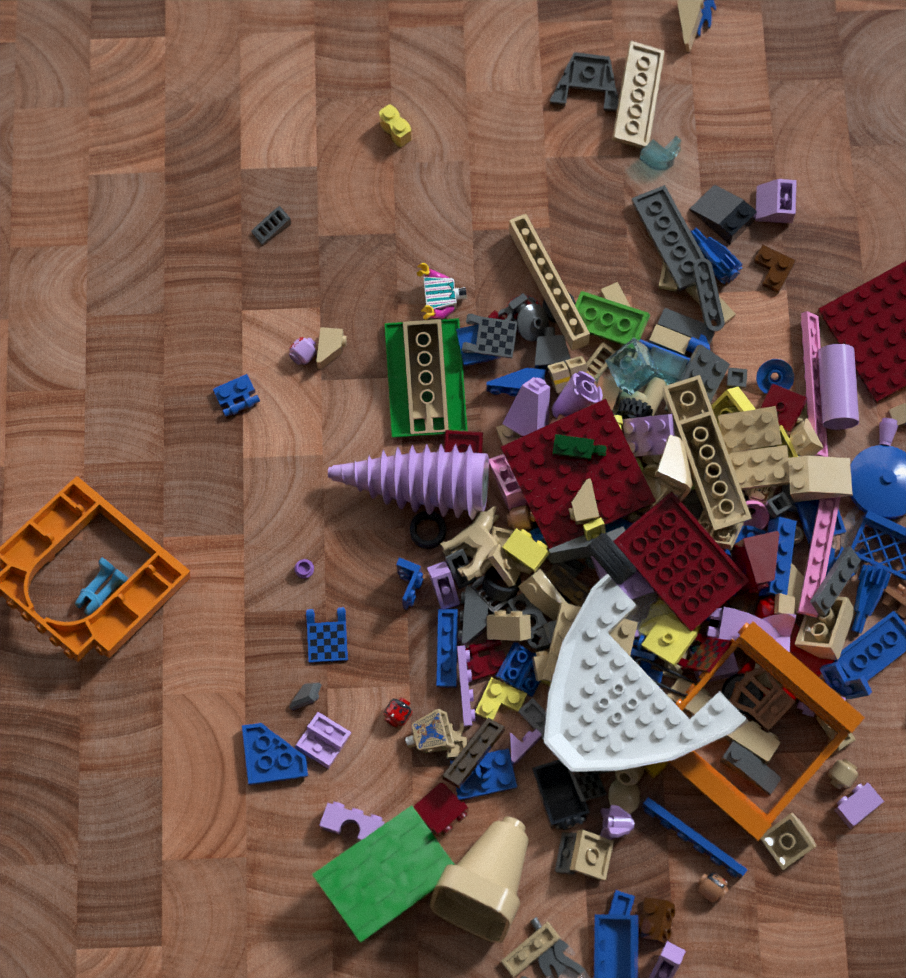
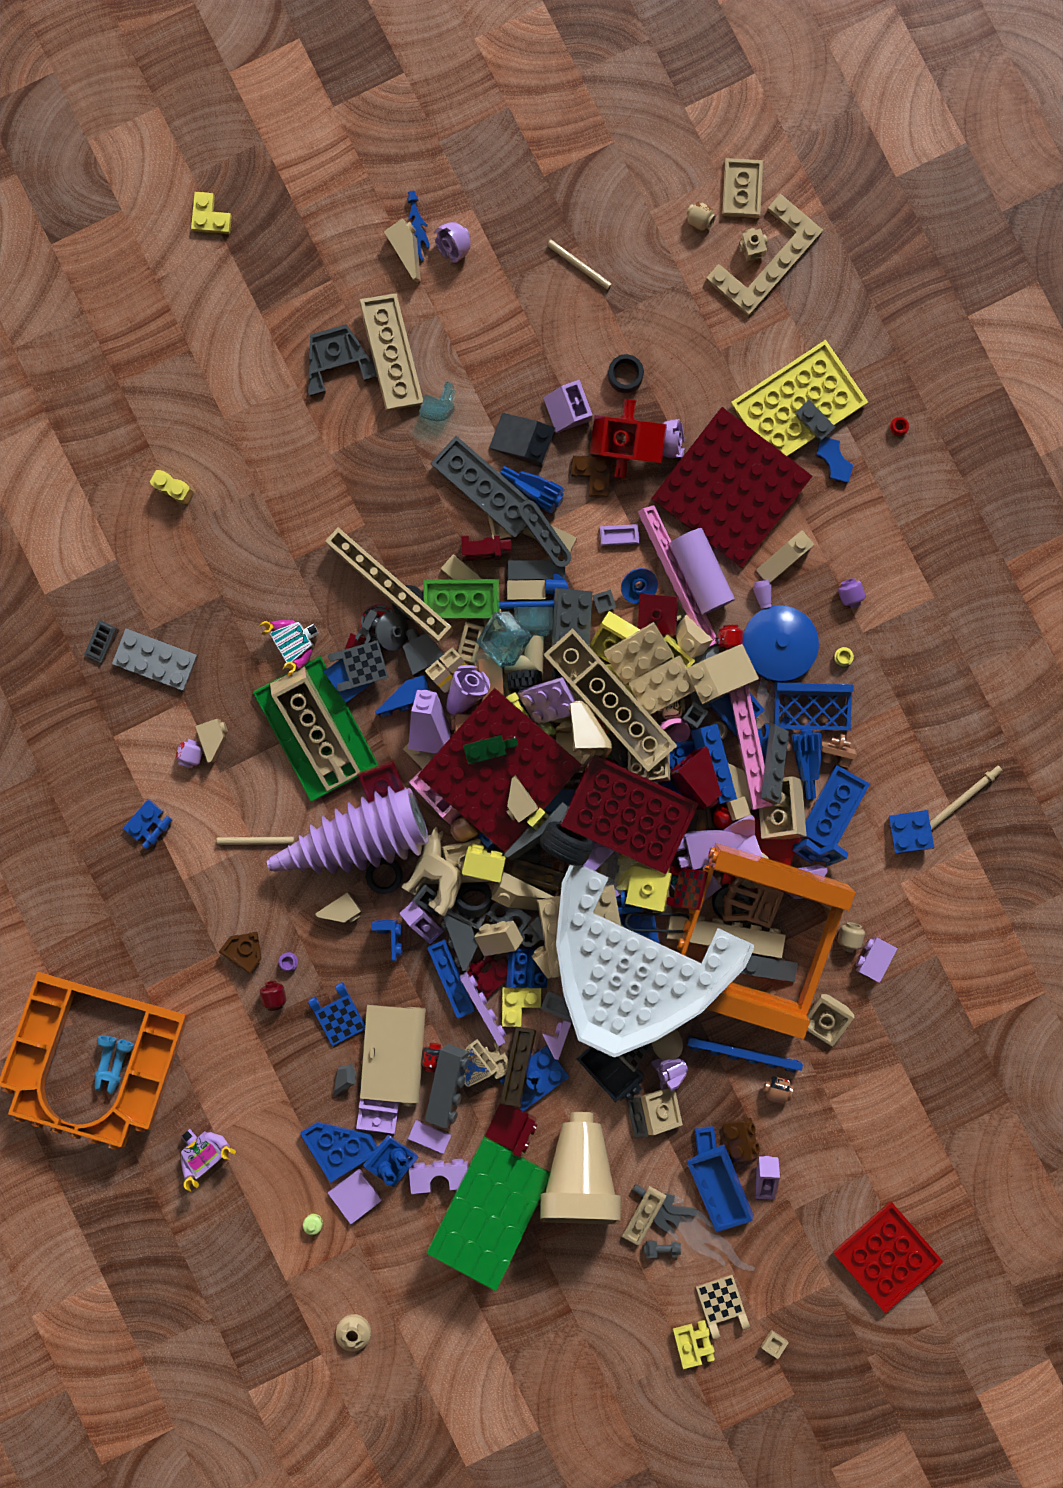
camera: 20 degrees left, 15 degrees up
(143, 704) = (202, 1154): none -> torso
(211, 943) = (353, 1323): none -> tan piece
(213, 817) = (312, 1224): none -> yellowish green piece
(264, 808) = (355, 1196): none -> lavender tile
(267, 540) = (243, 951): none -> reddish brown plate
(276, 591) = (273, 995): none -> dark red head
(310, 261) = (155, 659): none -> light grey plate
(314, 788) = (390, 1161): none -> blue plate
(321, 449) = (254, 840): none -> tan bar
(360, 785) = (429, 1136): none -> lavender tile
(370, 686) = (398, 1046): none -> tan door
(374, 542) = (341, 910): none -> tan slope
(399, 739) = (447, 1086): none -> dark grey brick
(504, 565) = (470, 886): tan plate -> none
(648, 286) = (485, 549): none -> dark red hips
(733, 28) = (453, 241): none -> lavender cylinder
(775, 328) = (619, 535): none -> lavender tile
(819, 246) = (643, 438): none -> red slope
(836, 92) = (578, 264): none -> tan bar
(841, 450) = (730, 637): none -> red head
(844, 184) = (626, 358): none -> black tyre
(857, 264) = (674, 439): none -> lavender cylinder

